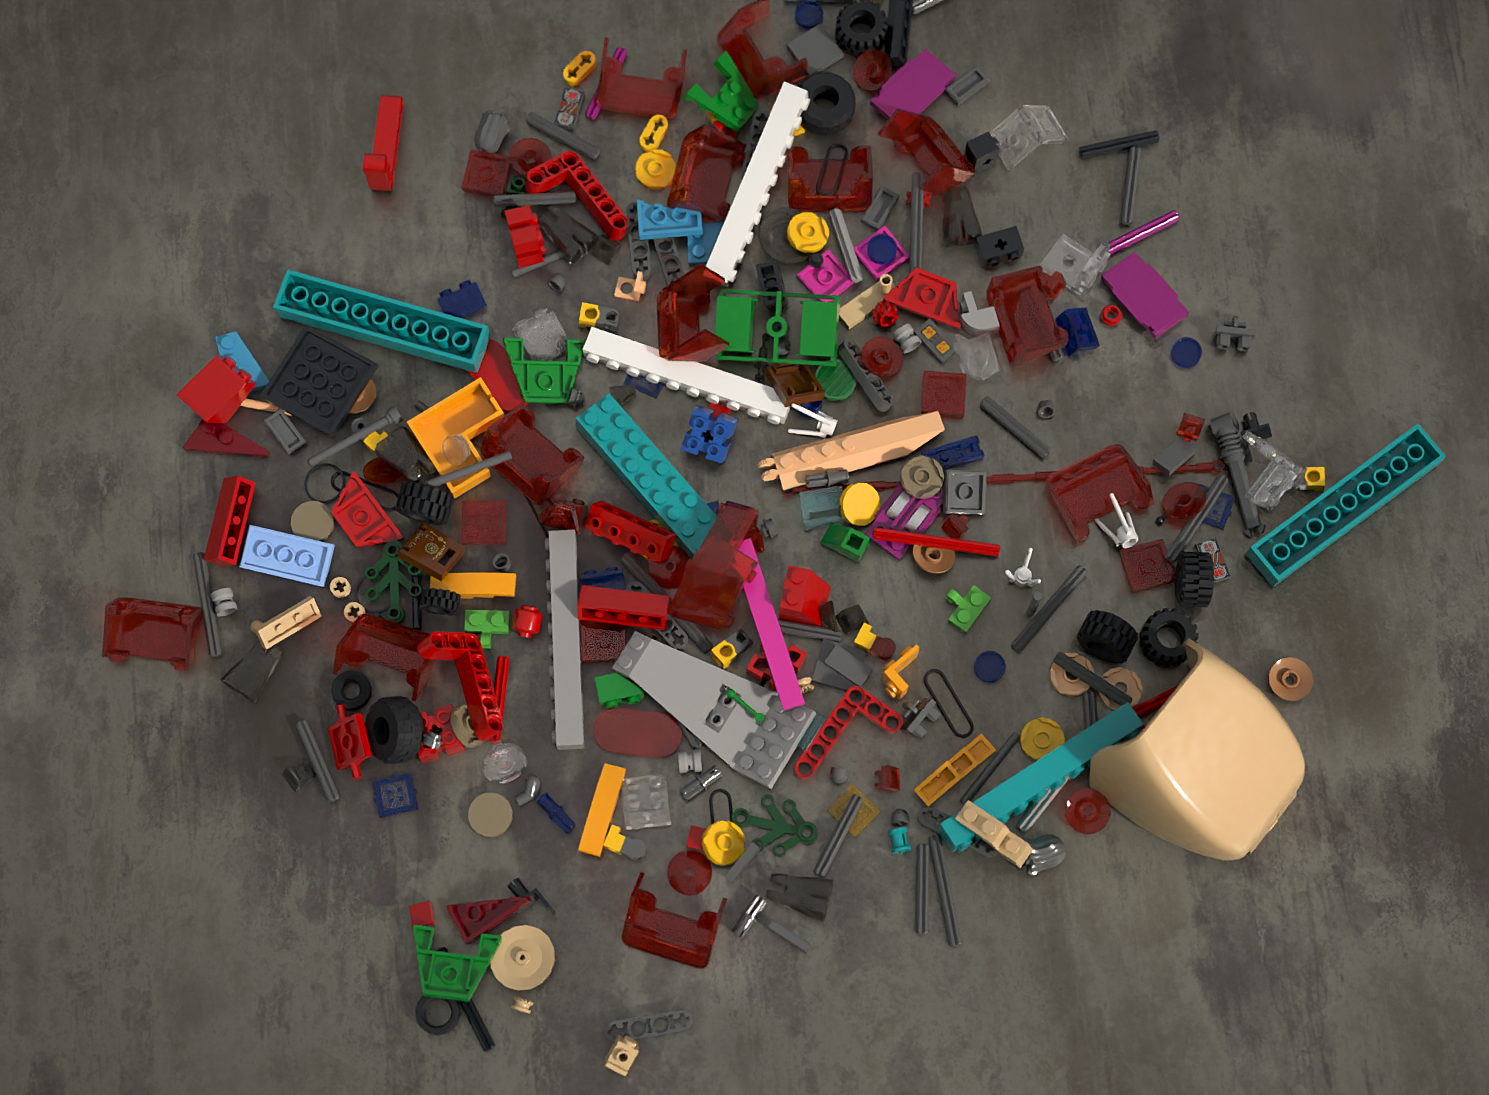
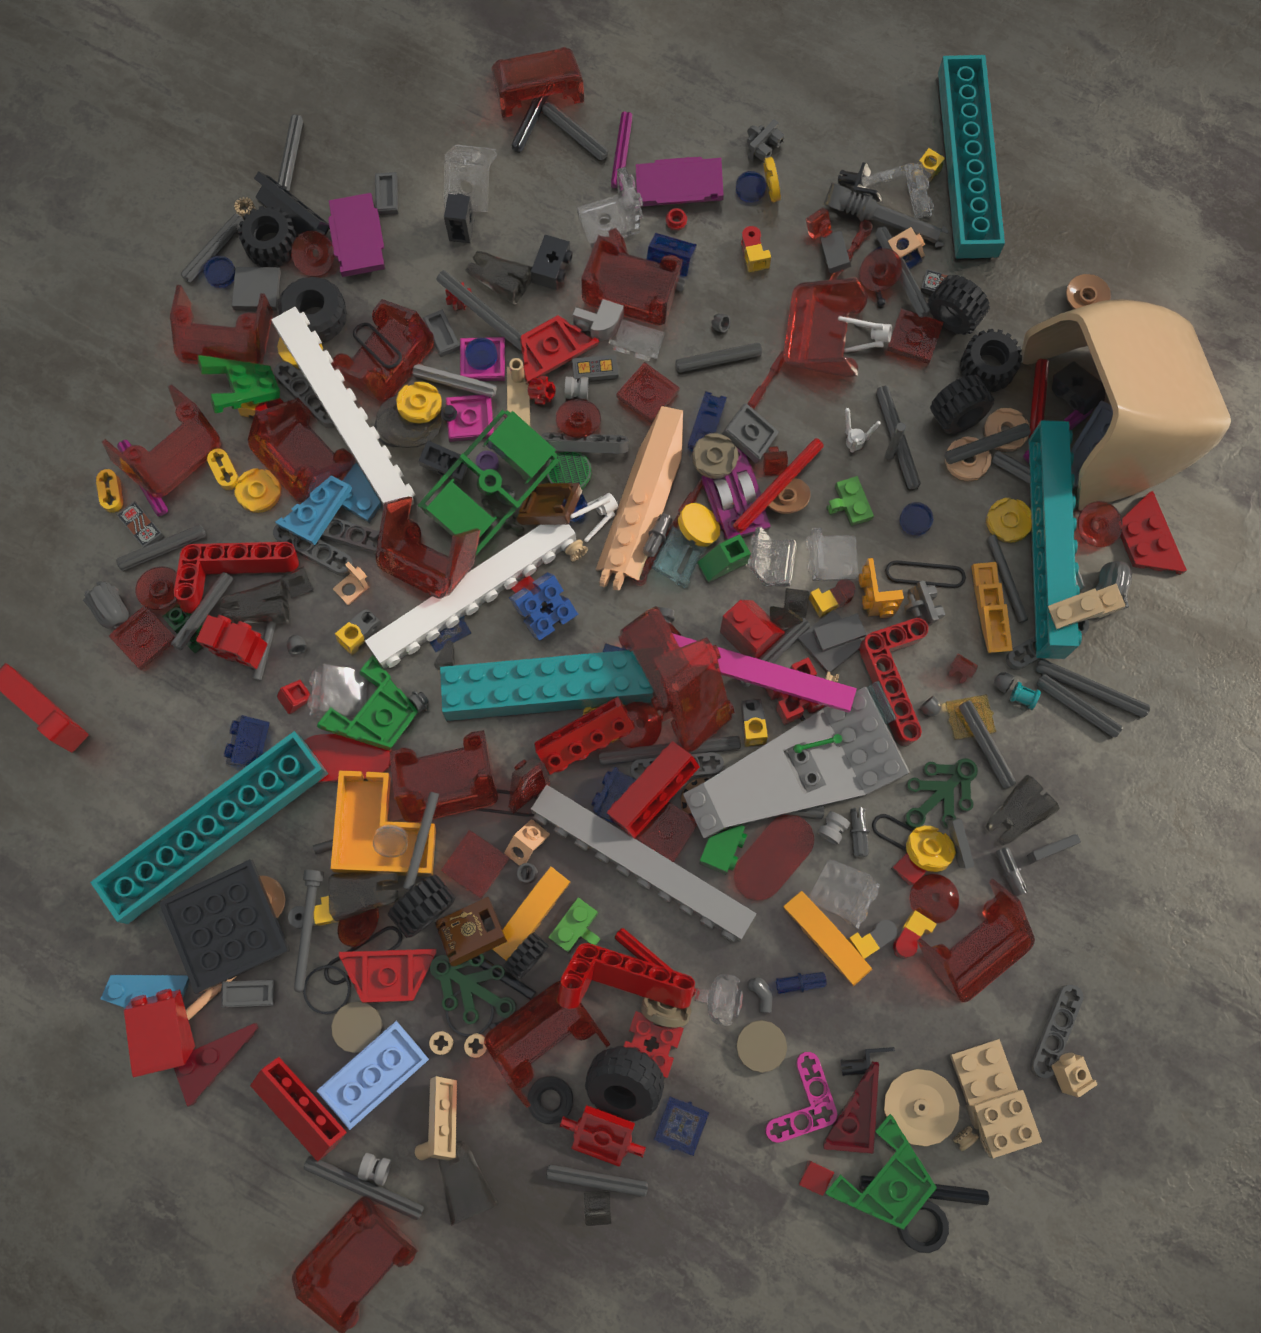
camera: 55 degrees left, 0 degrees up
(432, 739) = (662, 1053): dark grey plate -> none
(475, 879) = (815, 1103): none -> dark pink beam
(518, 308) = (293, 696): none -> red slope
(526, 546) = (526, 839): none -> light nougat bracket
(527, 620) = (600, 887): red head -> none
(564, 1005) = (994, 1099): none -> tan piece
(652, 868) = (906, 941): none -> leg
(774, 427) = (575, 550): none -> tan bush
(795, 315) = (487, 460): none -> medium lavender tile
(870, 575) = (772, 559): none -> clear bracket
(907, 620) = (832, 556): none -> clear bracket
(930, 148) = (423, 256): clear red windscreen -> none
(1108, 858) = (1149, 538): none -> red wing
(1128, 390) = (755, 257): none -> yellow leg
(1151, 125) = (537, 77): none -> clear red windscreen
(1198, 366) = (772, 179): none -> yellow tile
(1229, 510) = (915, 242): none -> light nougat bracket

